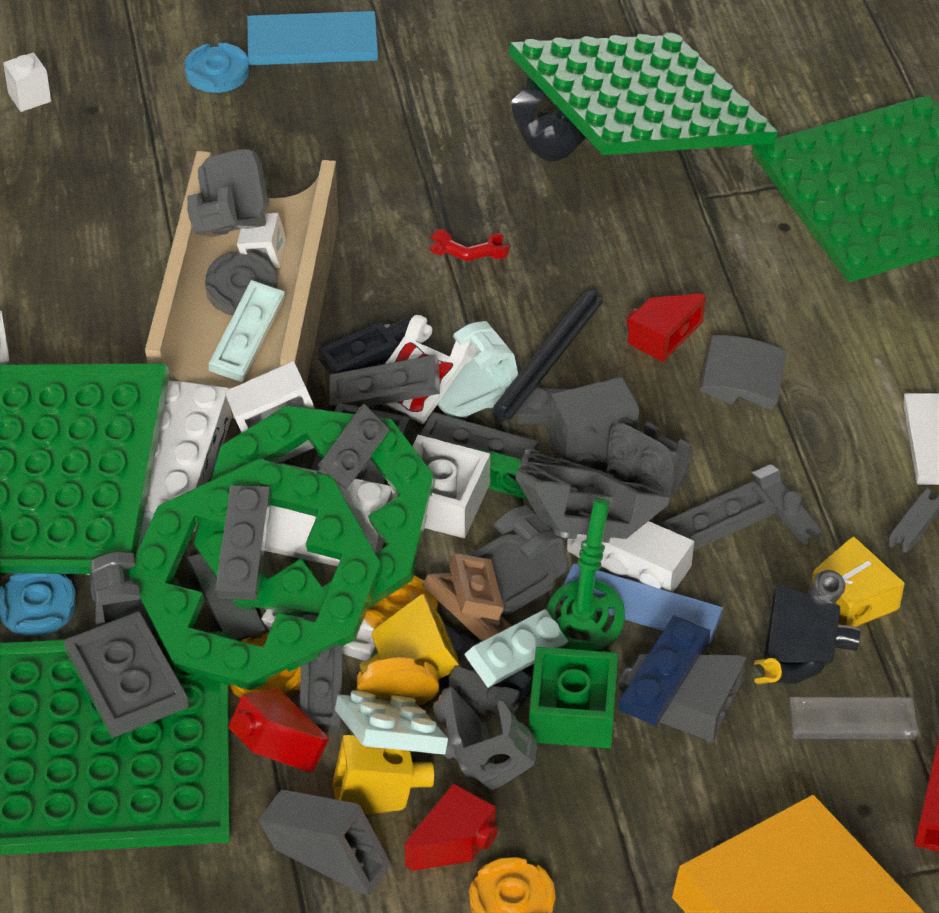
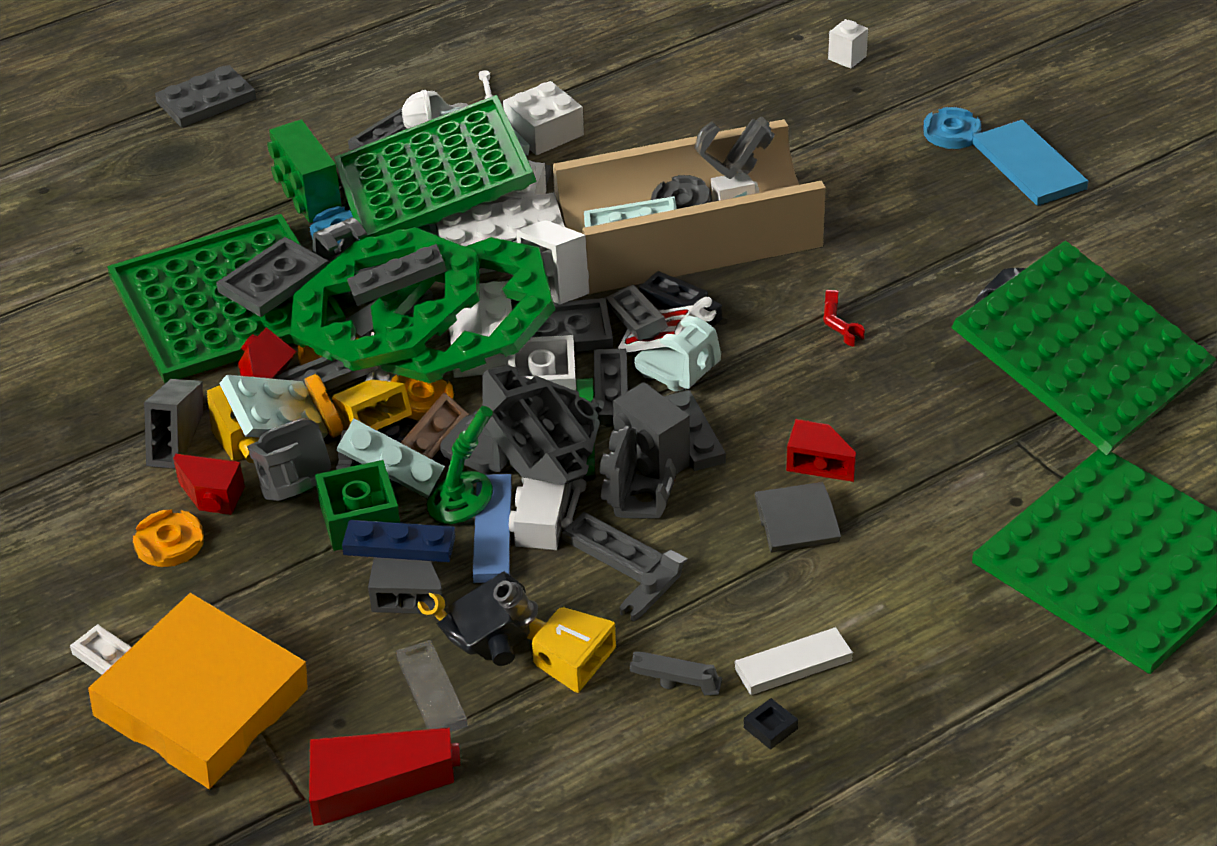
camera: 70 degrees right, 5 degrees down
(353, 447) = (505, 286): dark grey hinge -> none
(476, 586) = (436, 415): medium nougat plate -> none
(547, 356) = (734, 391): black axle -> none

